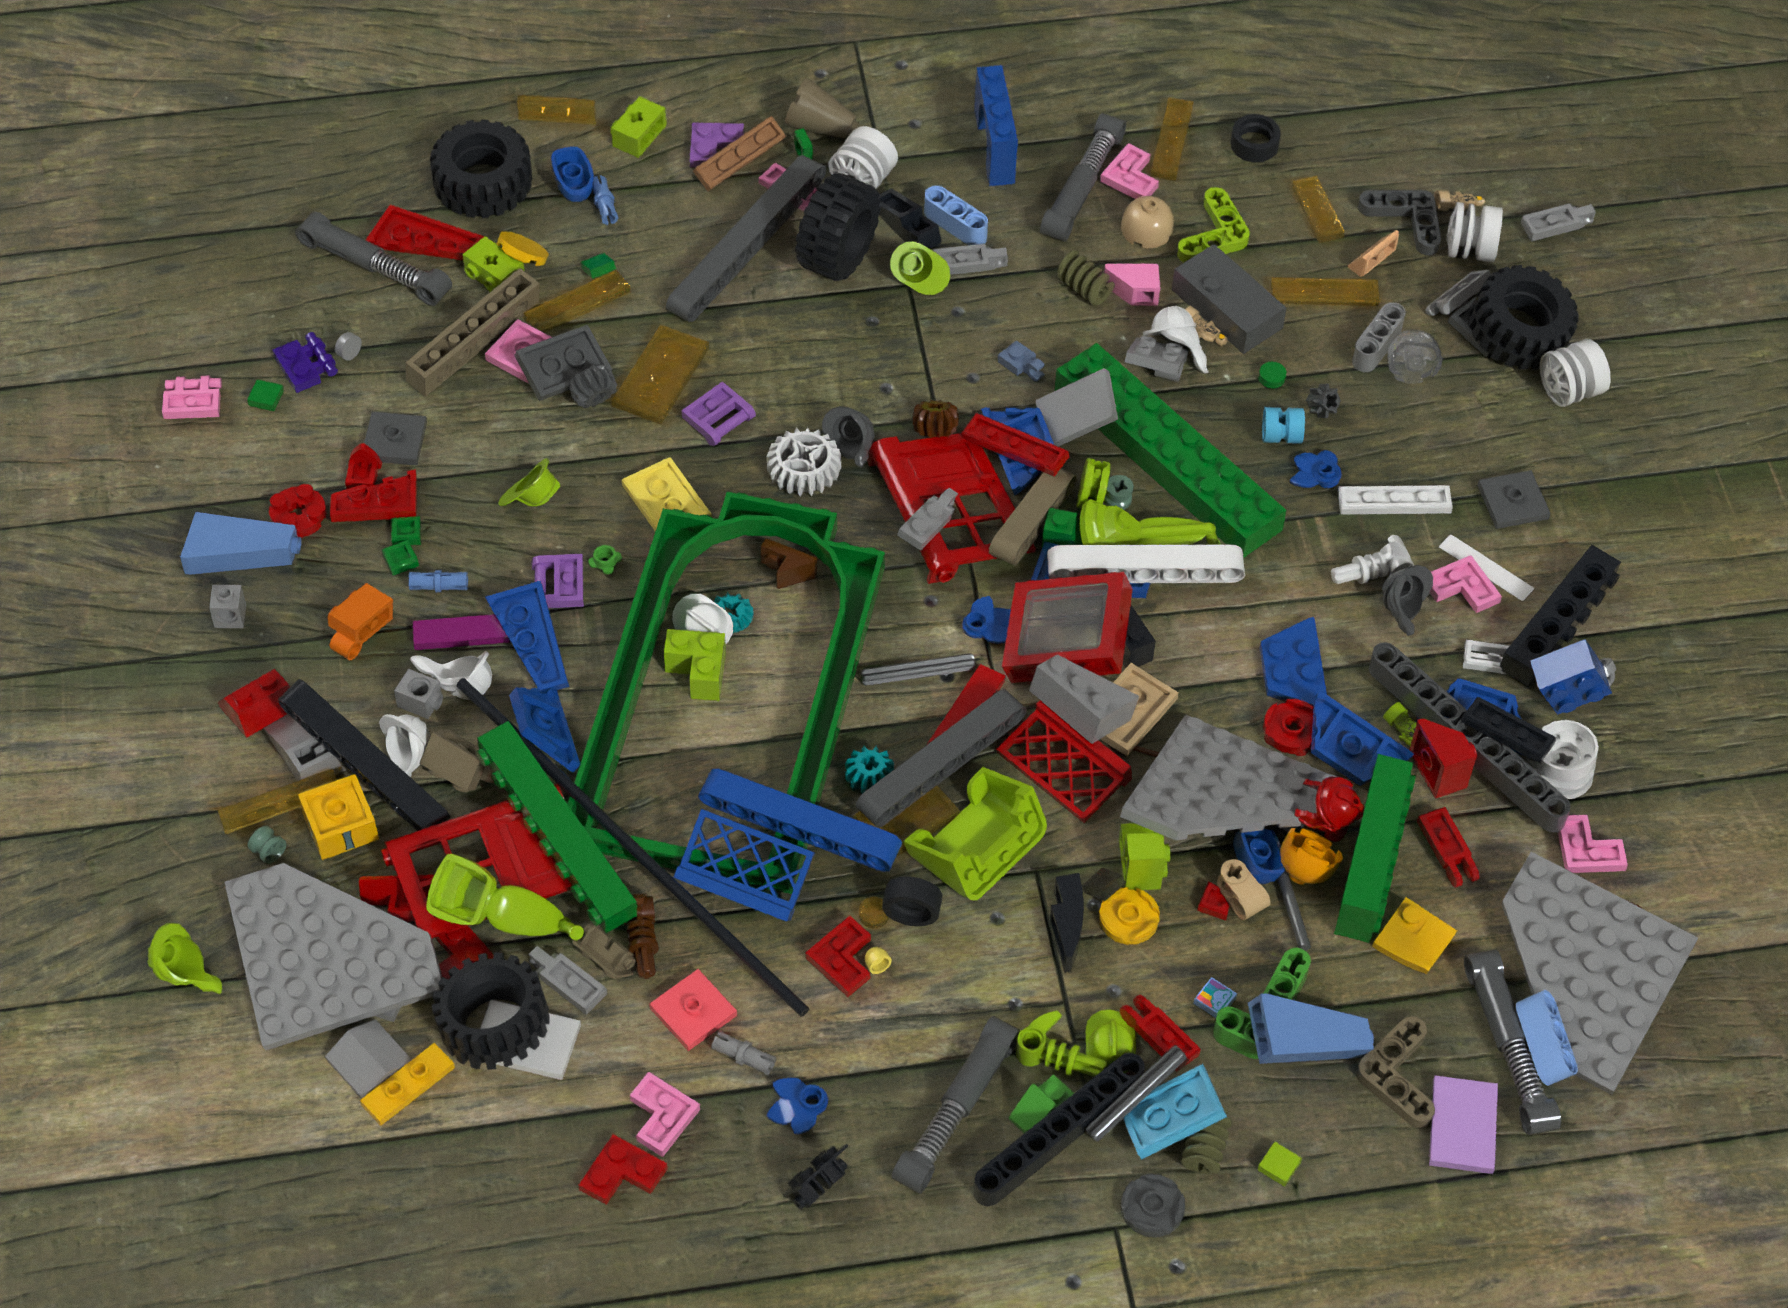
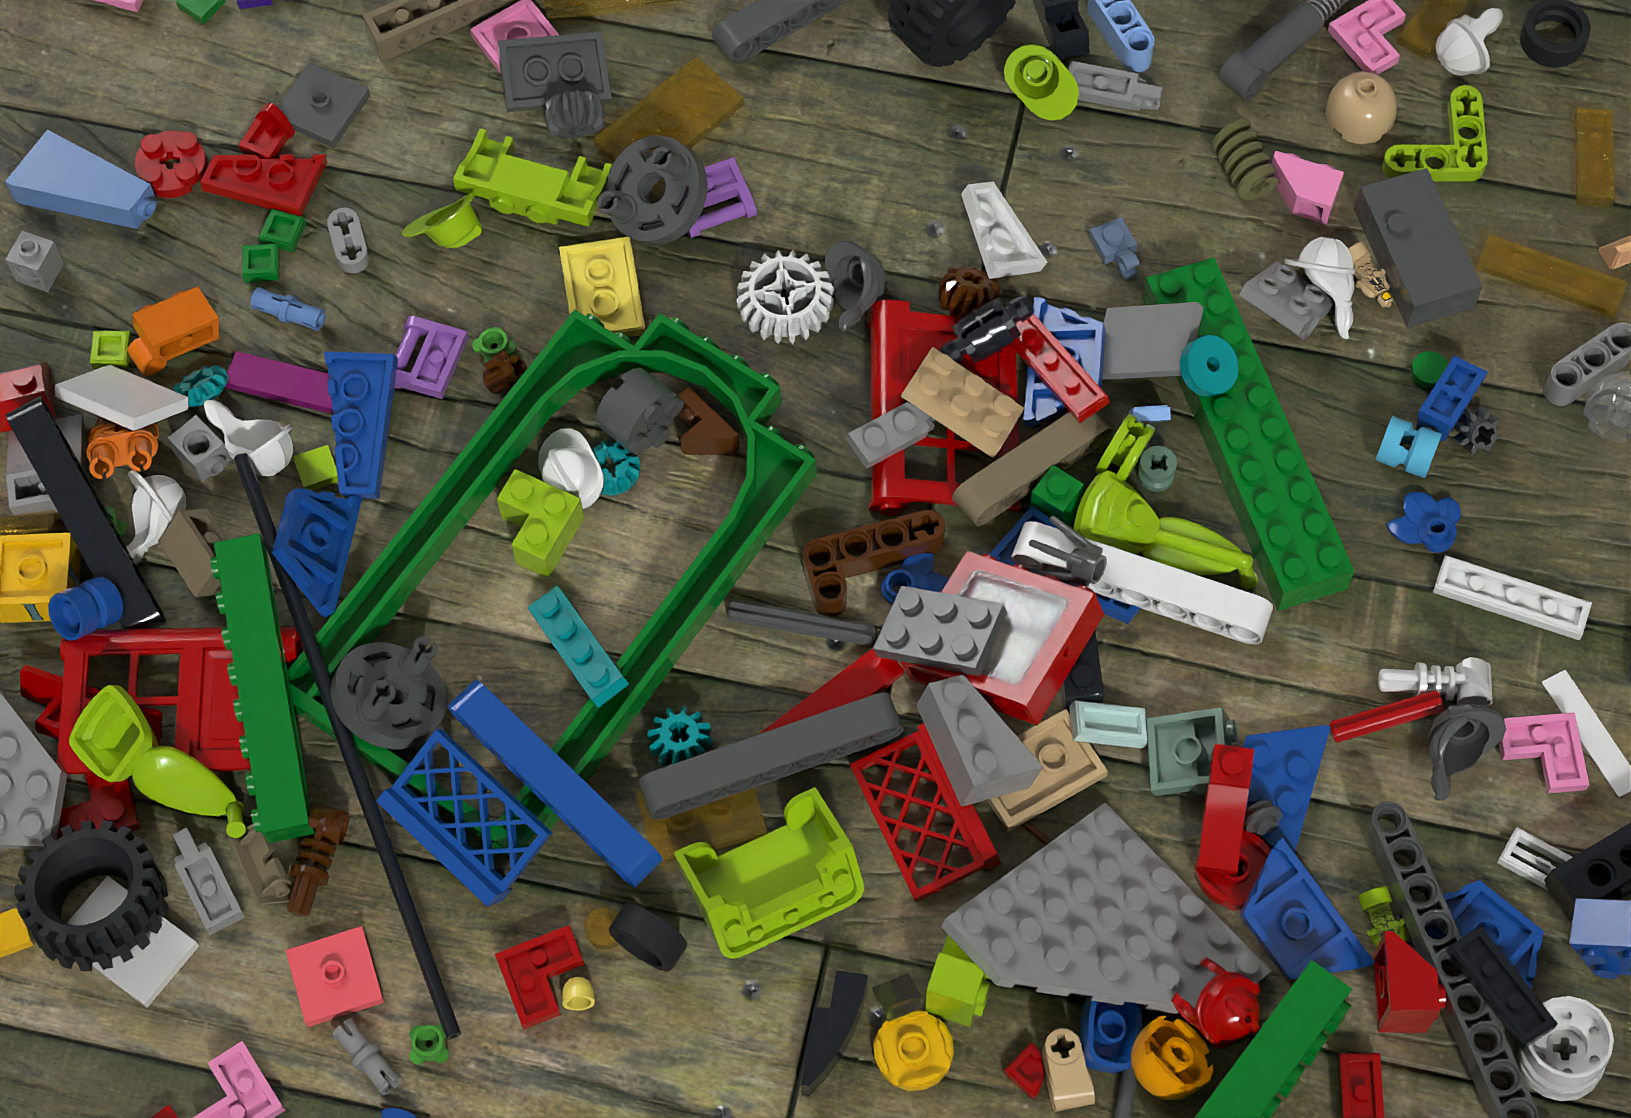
camera: 25 degrees right, 10 degrees up
(313, 650) = (110, 349): none -> lime tile
(348, 673) = (121, 397): none -> white tile
(364, 702) = (118, 446): none -> orange pin
(393, 819) = (85, 608): none -> blue wheel
(398, 651) = (202, 385): none -> teal gear
(464, 519) = (341, 242): none -> light grey beam
(510, 678) = (316, 468): none -> lime tile
(582, 443) = (530, 187): none -> lime bracket
(625, 573) = (503, 372): none -> reddish brown gear
(648, 804) = (401, 675): none -> dark grey piece
(659, 430) = (630, 185): none -> dark grey piece
(738, 565) = (638, 411): none -> dark grey brick
(769, 730) = (578, 646): none -> teal plate
(784, 1021) = (419, 1036): none -> bright green plate
(936, 374) = (999, 233): none -> white wing
(962, 435) = (987, 329): none -> black piece
(967, 486) = (962, 402): none -> tan plate
(968, 585) = (875, 556): none -> reddish brown beam
(1024, 635) = (940, 630): none -> plate
(1102, 455) = (1151, 413): none -> light blue tile
(1105, 557) = (1086, 564): none -> dark grey plant
(1130, 407) = (1195, 370): none -> teal piece
(1164, 663) = (1108, 724): none -> light aqua tile
(1201, 161) = (1462, 43): none -> white piece
(1230, 662) = (1183, 747): none -> sand green plate
(1271, 684) = (1225, 809): none -> red slope
(1297, 383) = (1450, 396): none -> blue hinge
(1298, 685) = (1262, 817): none -> dark grey plate
(1349, 597) = (1386, 716): none -> red axle

